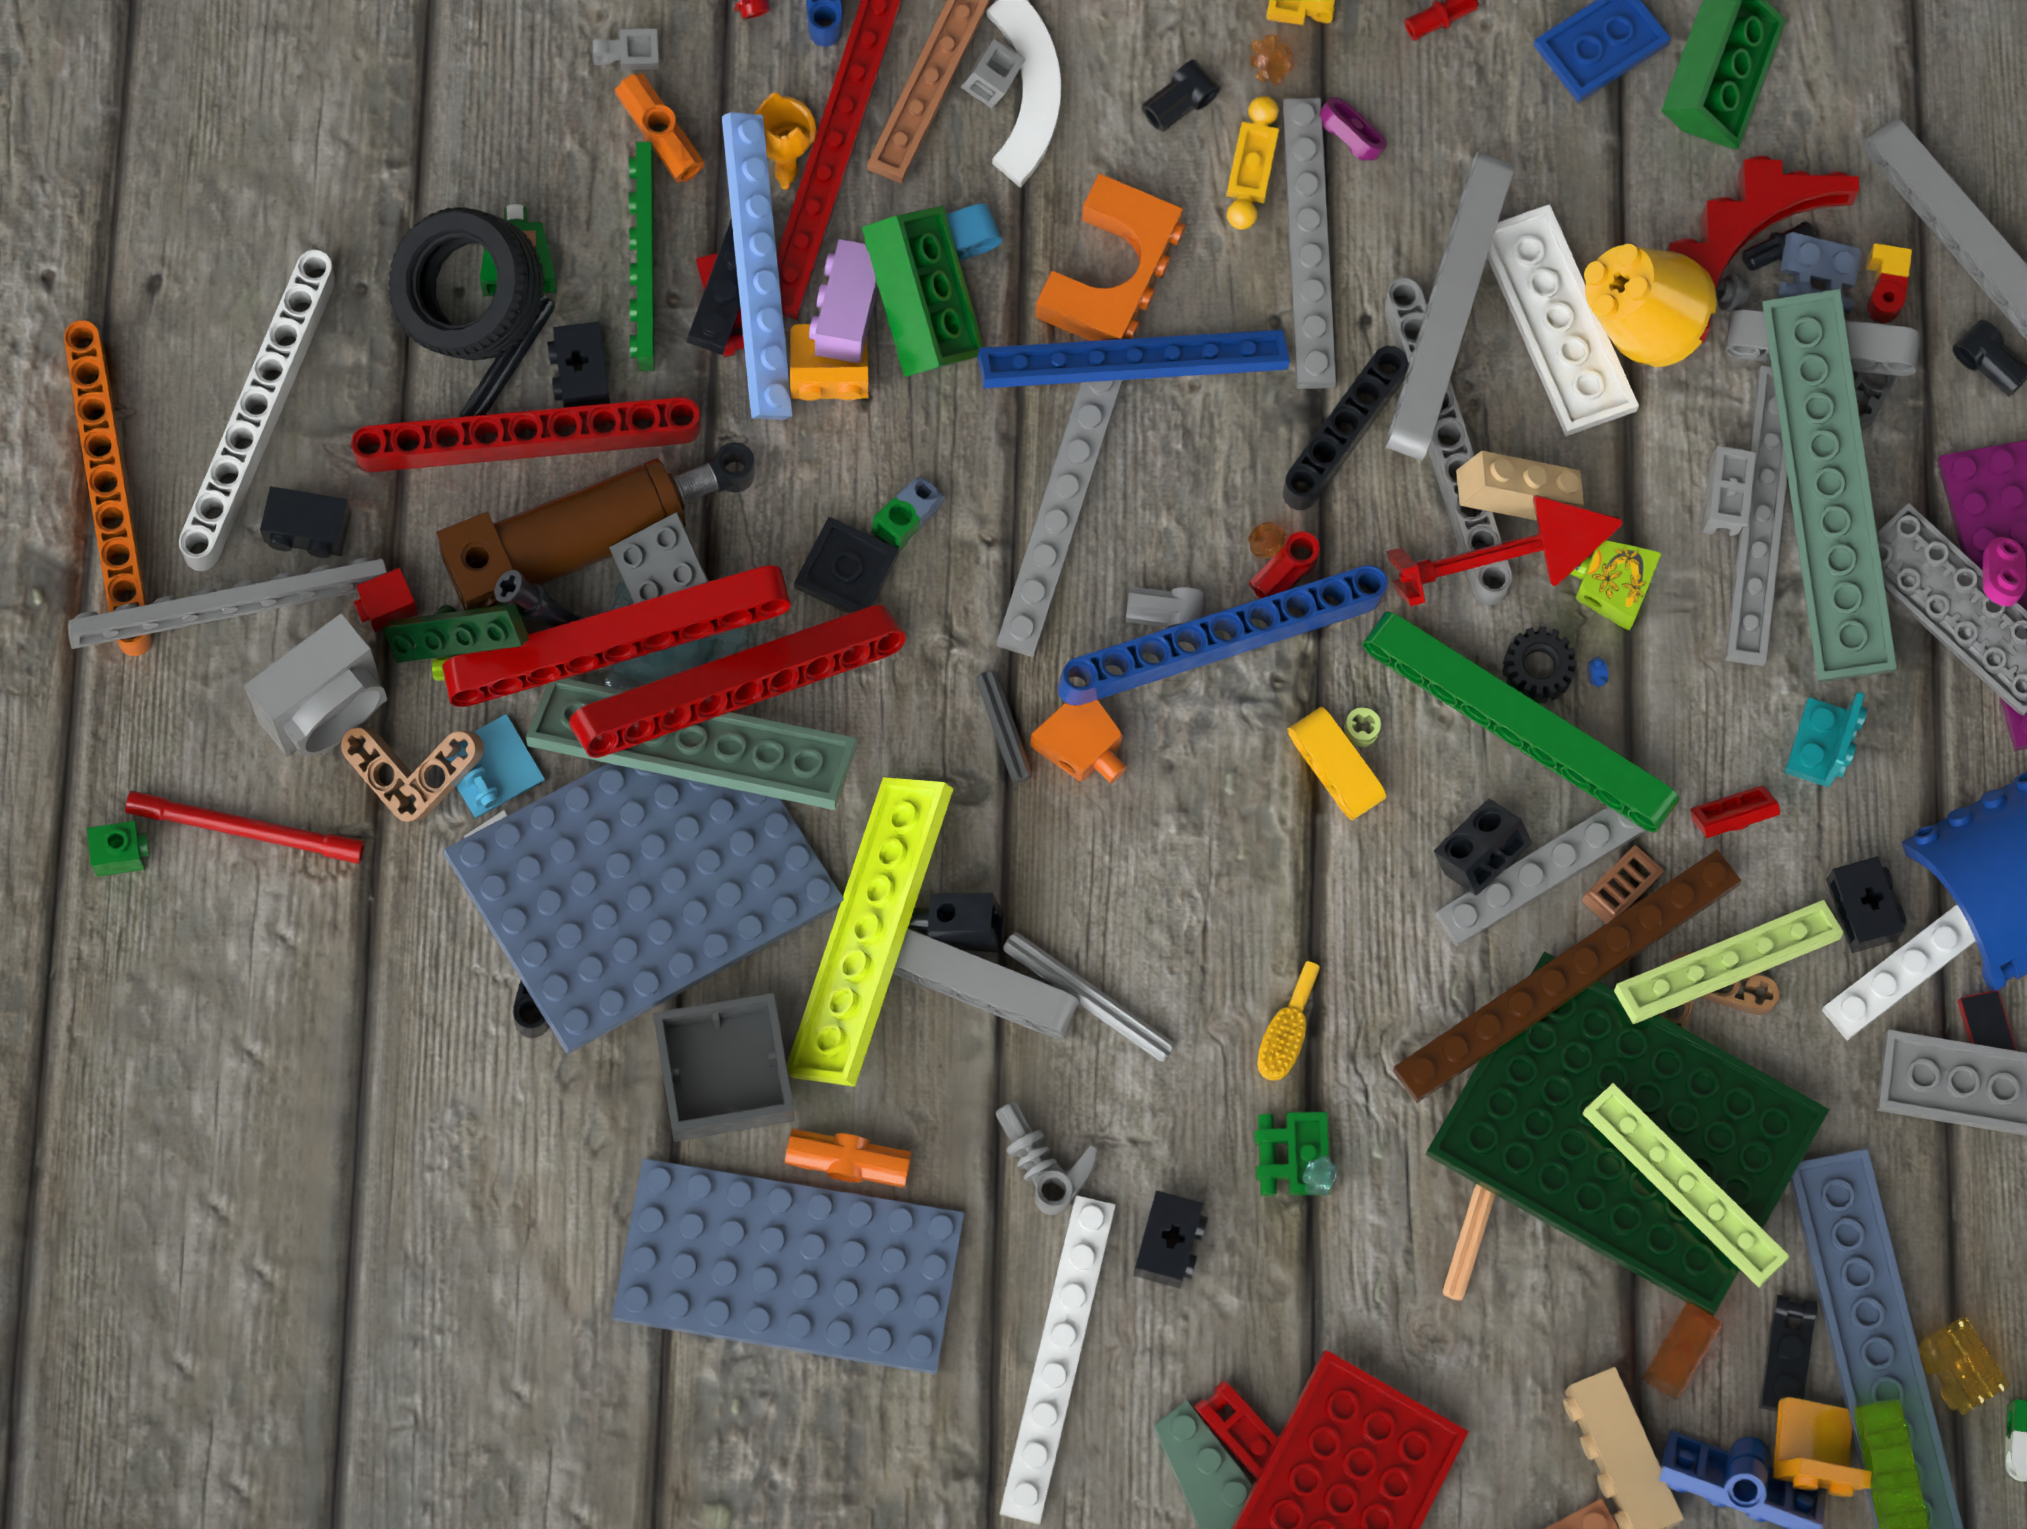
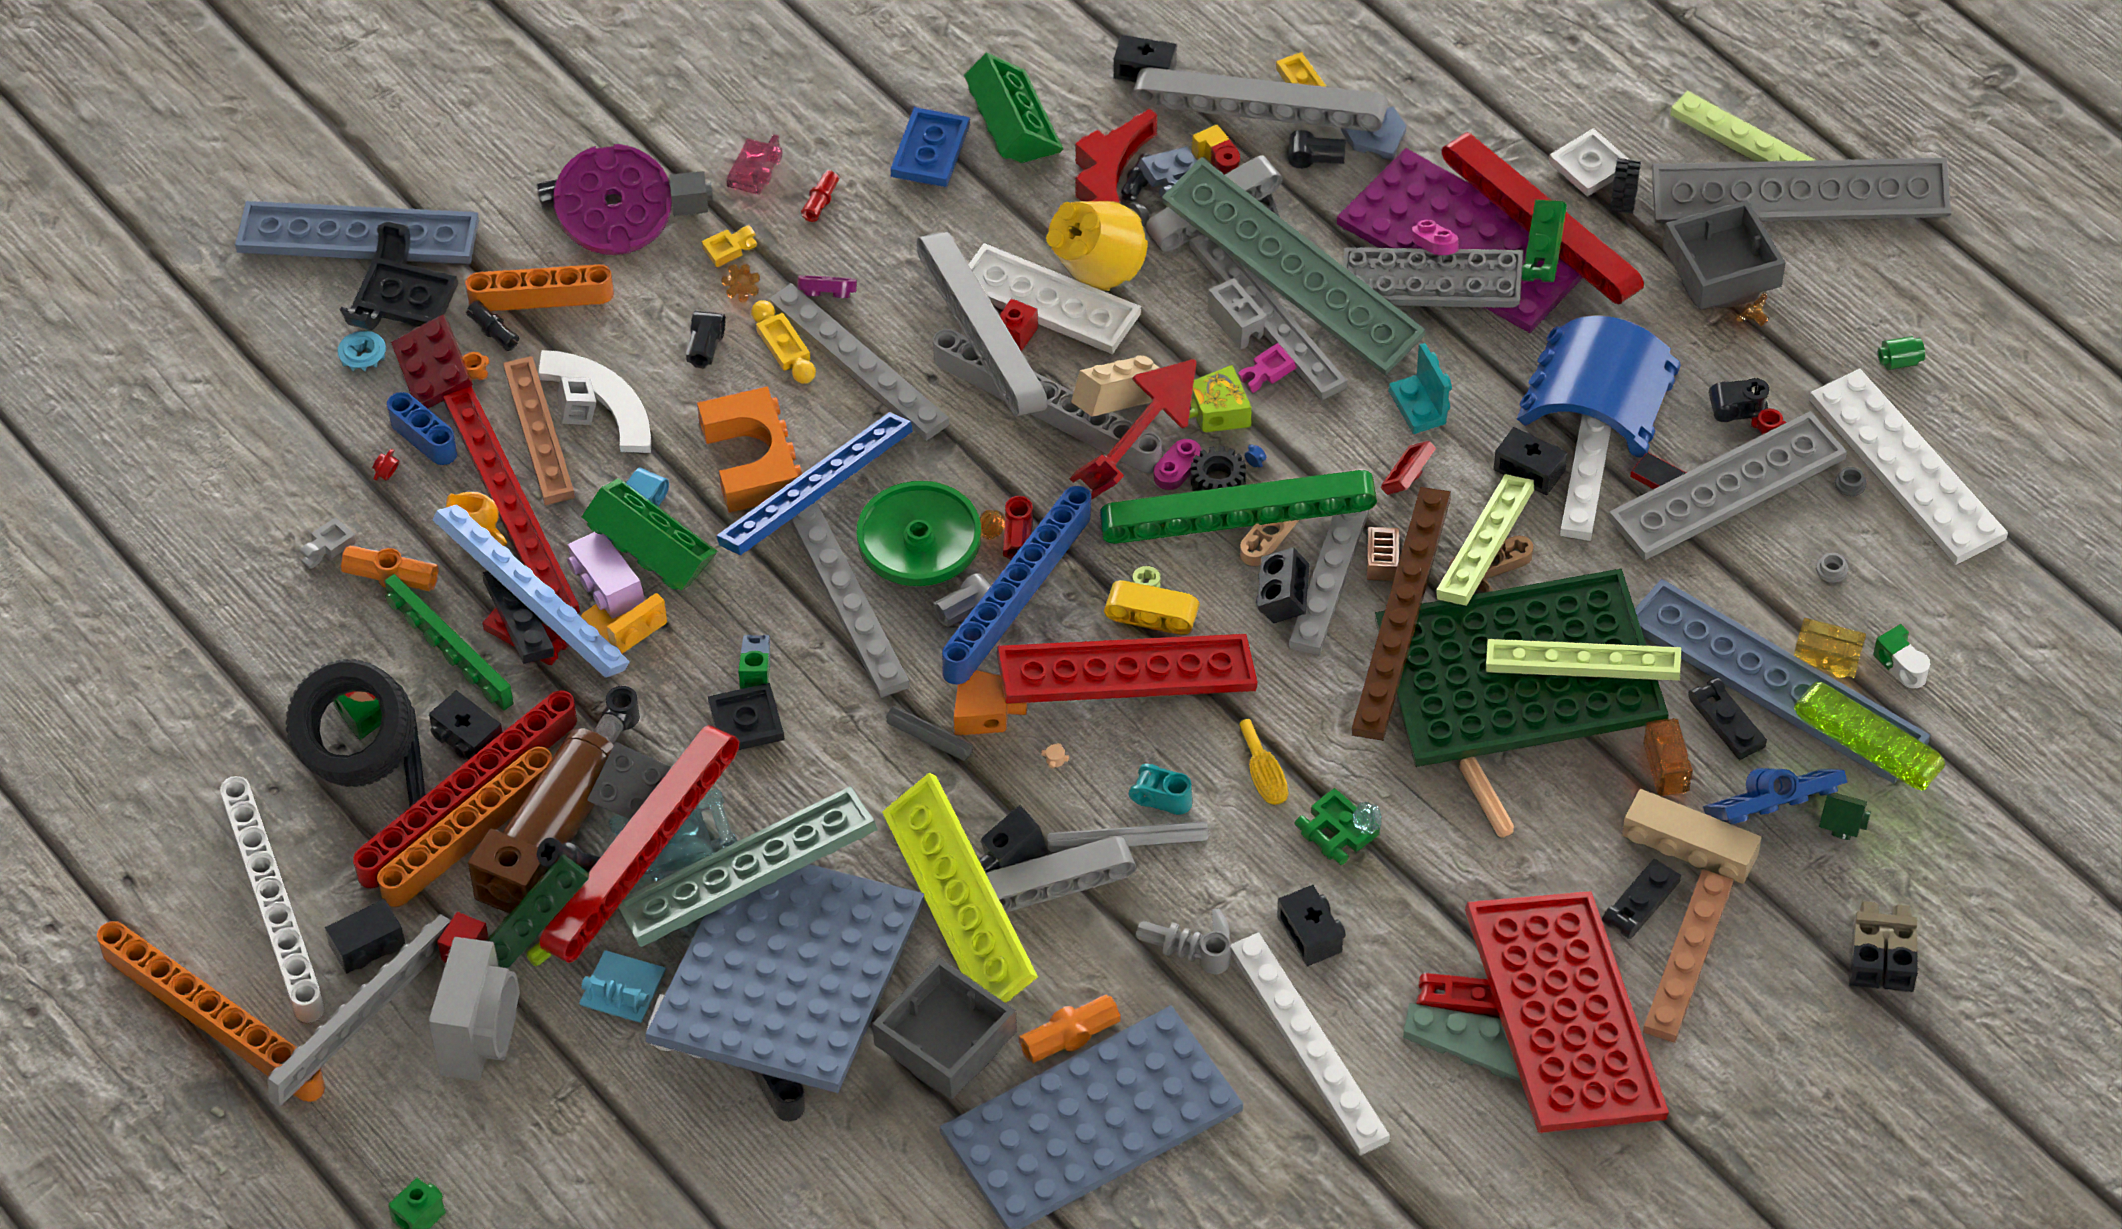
camera: 35 degrees left, 20 degrees down
(162, 809) = (427, 1165): red piece -> none
(418, 782) = (586, 1023): medium nougat beam -> none
(476, 467) = (451, 831): none -> orange beam
(736, 681) = (741, 813): red beam -> none
(1101, 849) = (1055, 755): none -> light nougat piece
(1160, 967) = (1162, 790): none -> teal piece
(1183, 497) = (919, 533): none -> green dish
(1244, 816) = (1126, 668): none -> red plate
(1350, 411) = (978, 435): black beam -> none
(1495, 327) = (1020, 321): none -> red brick
(1511, 787) = (1268, 542): none -> light nougat beam
(1514, 617) = (1177, 461): none -> dark pink plate
(1515, 1478) = (1642, 898): none -> black plate
(1708, 580) = (1269, 366): none -> dark pink plate
(1816, 1448) = (1795, 749): light orange bracket -> none
(1915, 102) = (1140, 53): none -> black brick

